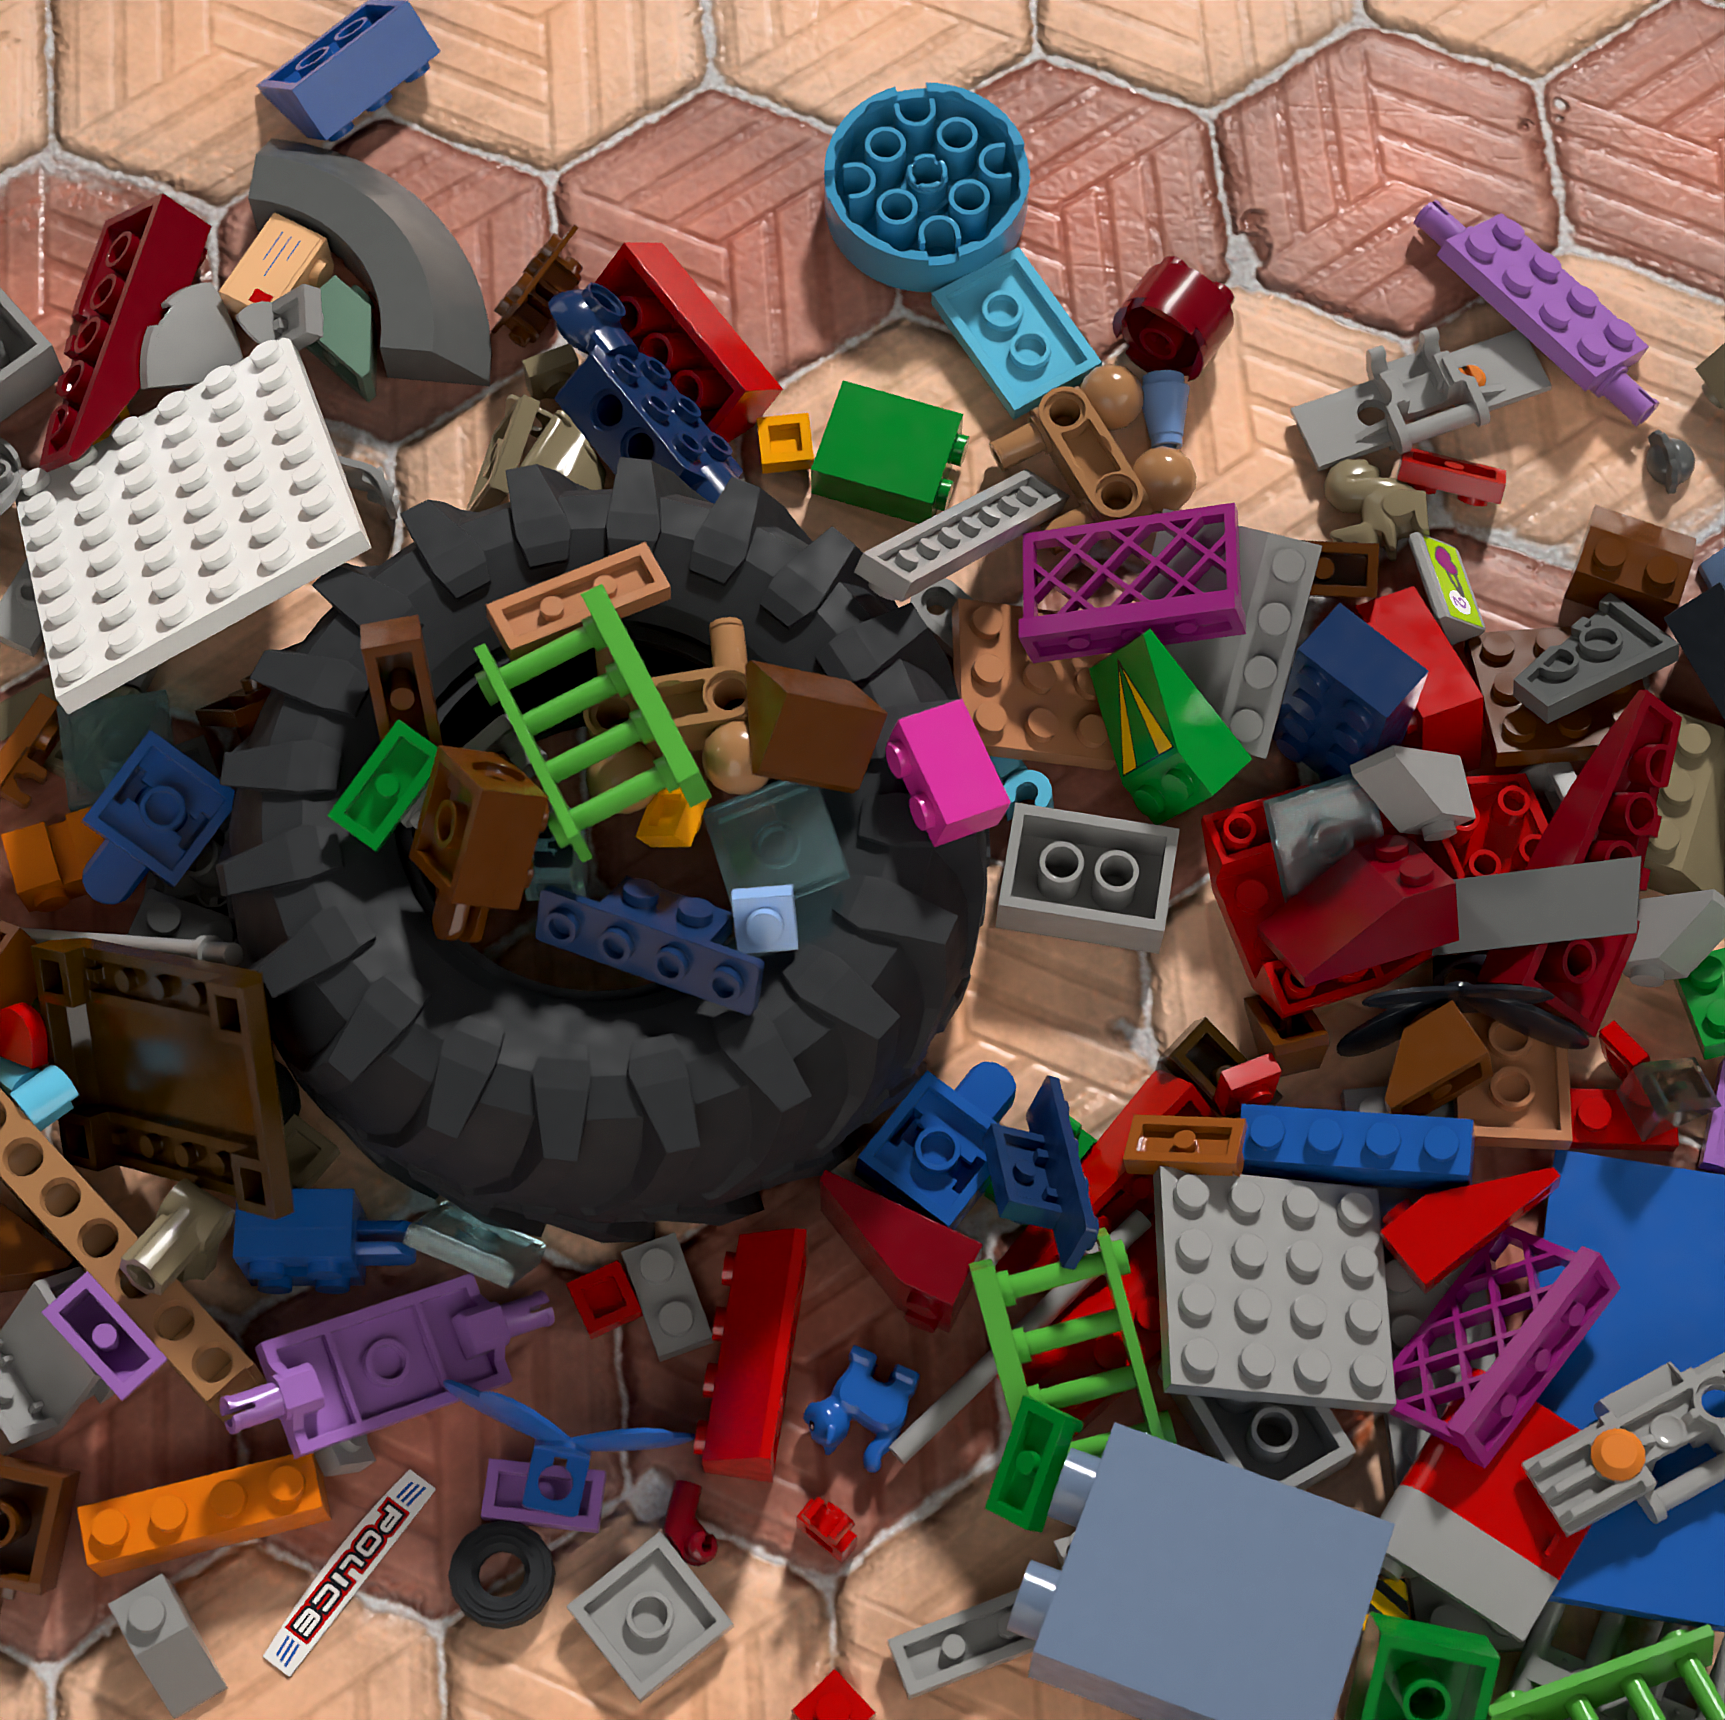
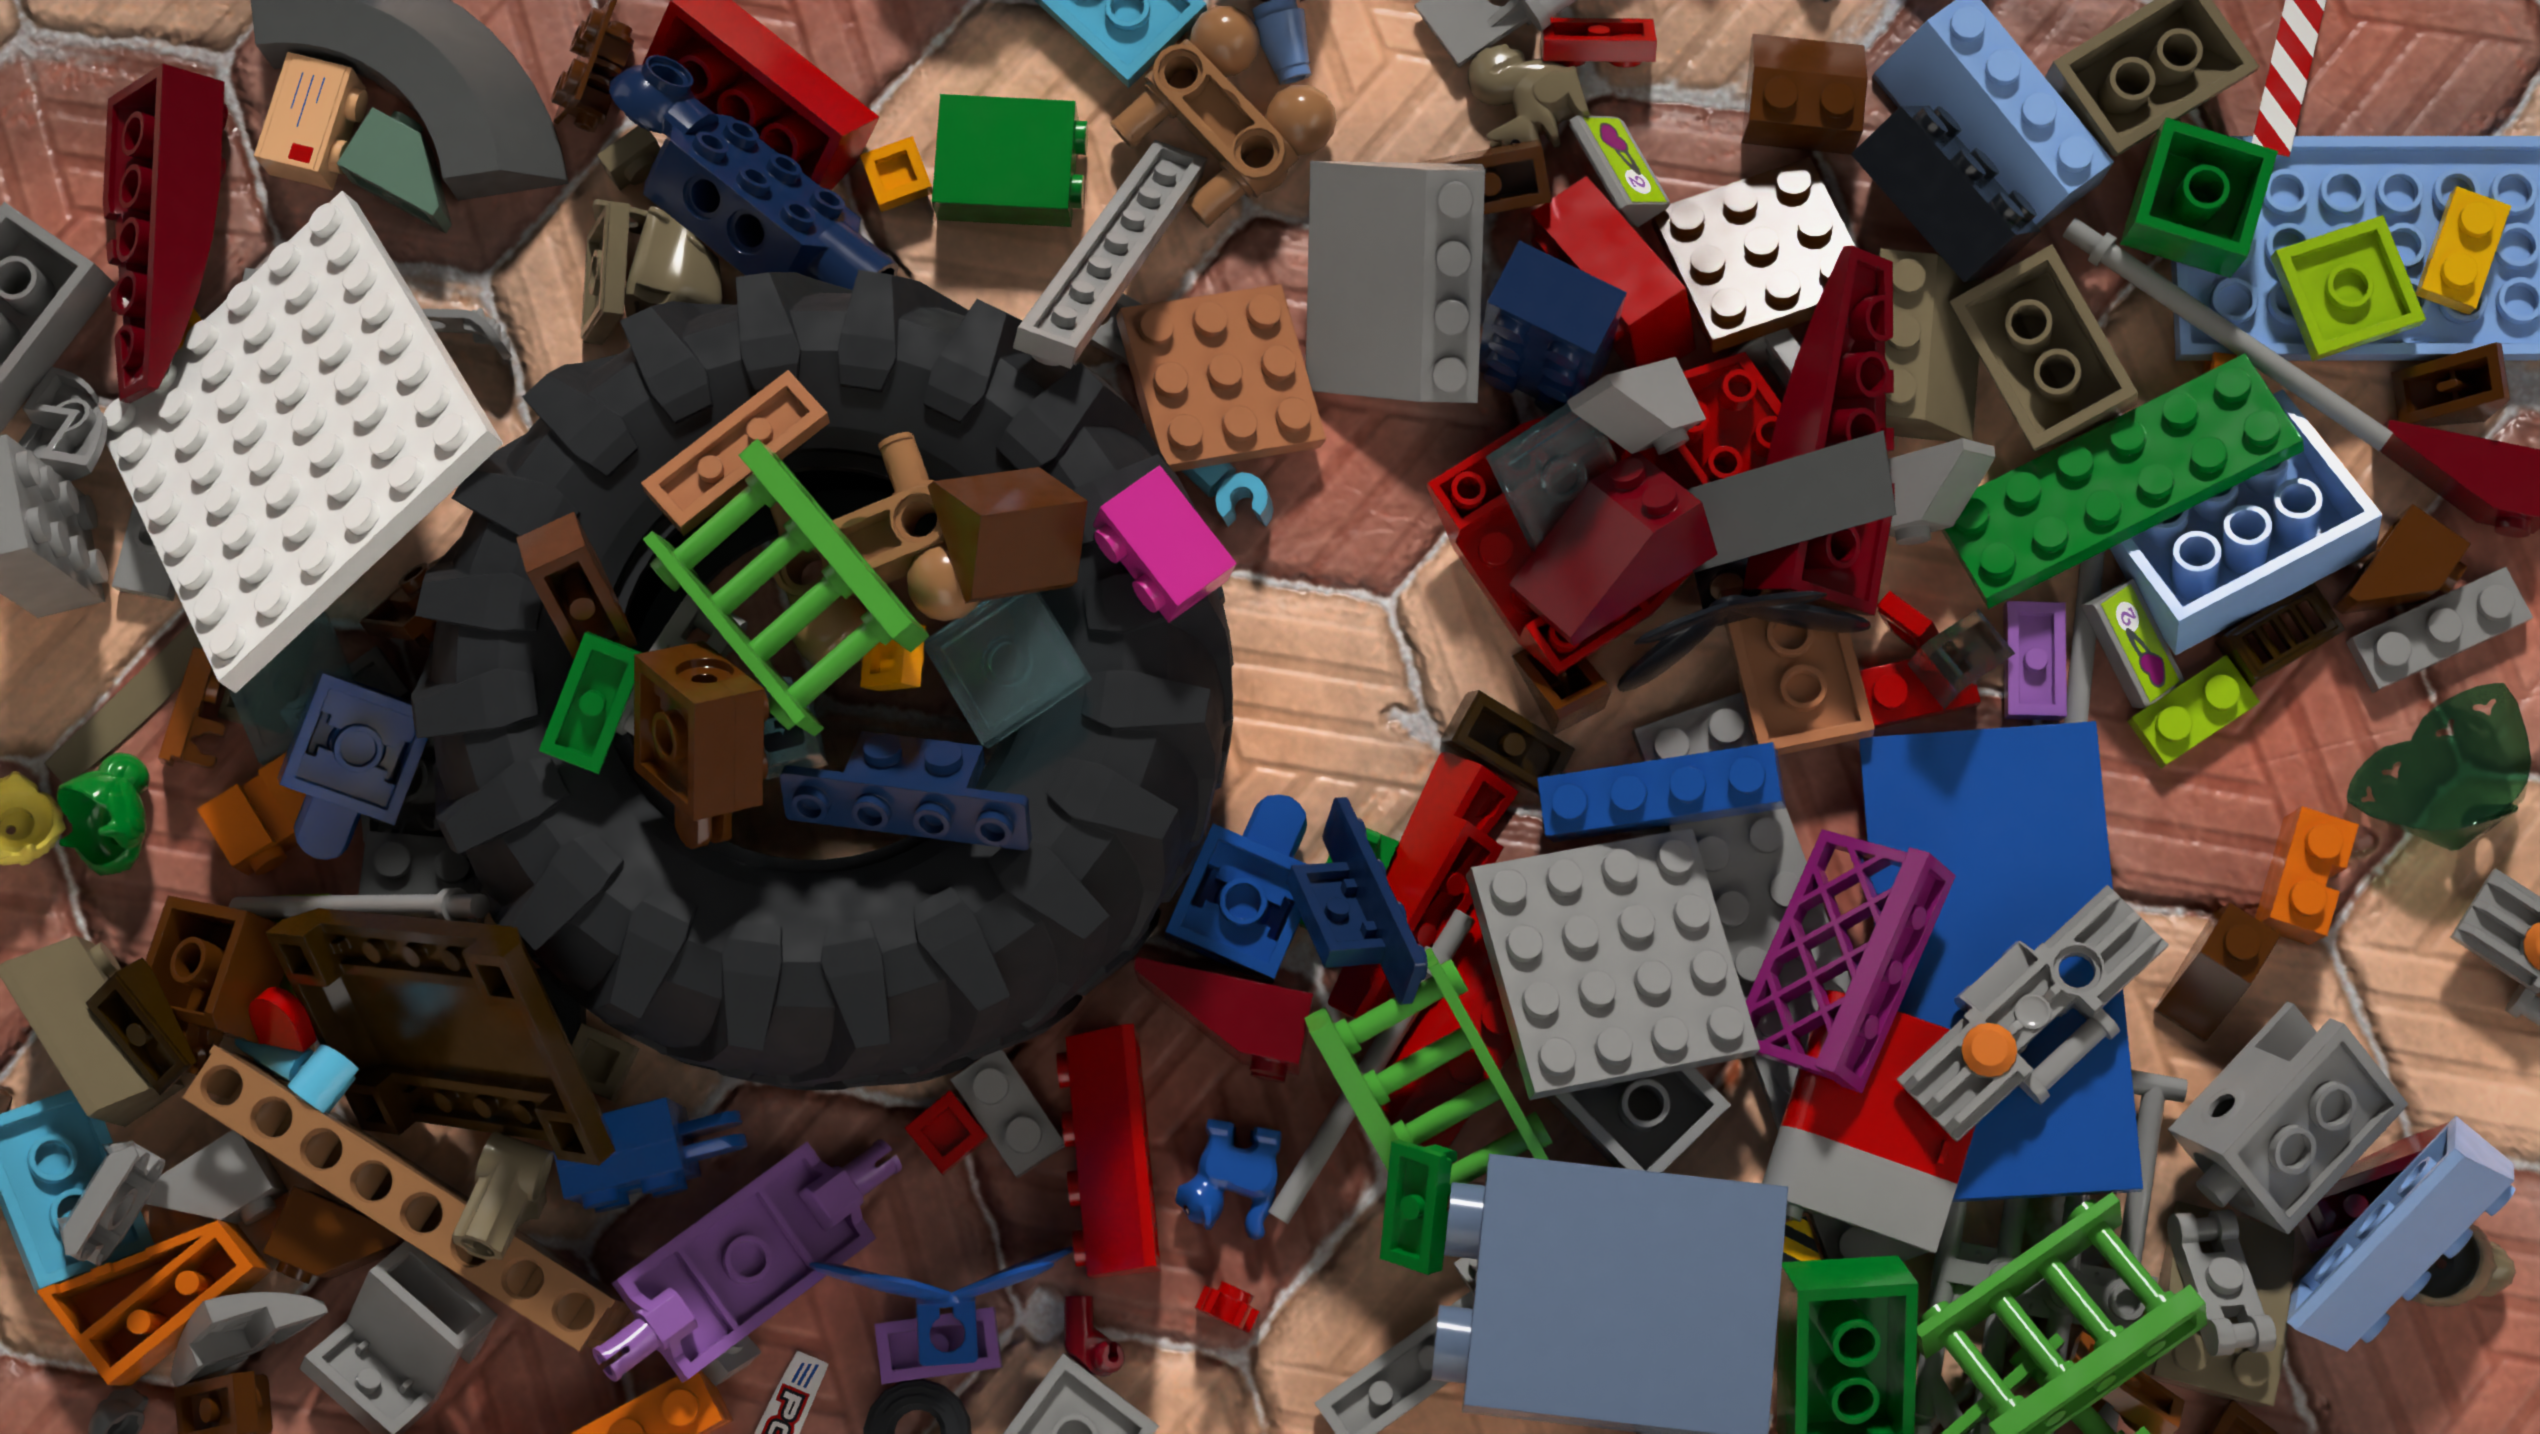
camera: 10 degrees left, 10 degrees up
(104, 1336) = (458, 1315): medium lavender slope -> none
(189, 340) = (239, 218): light grey brick -> none
(291, 316) = (339, 170): light grey plate -> none
(473, 1246) = (803, 1119): clear light blue tile -> none
(765, 919) = (1016, 745): light blue plate -> none
(1087, 878) = (1325, 573): light grey brick -> none
(1106, 629) = (1319, 295): magenta fence -> none
(1162, 730) = (1366, 403): green slope -> none
(1187, 1144) = (1491, 837): dark orange plate -> none
(1247, 1084) = (1538, 753): red plate -> none
(1436, 1062) = (1720, 685): reddish brown slope -> none
(1455, 1224) = (1774, 851): red slope -> none
(1594, 661) = (1791, 215): dark grey wing -> none

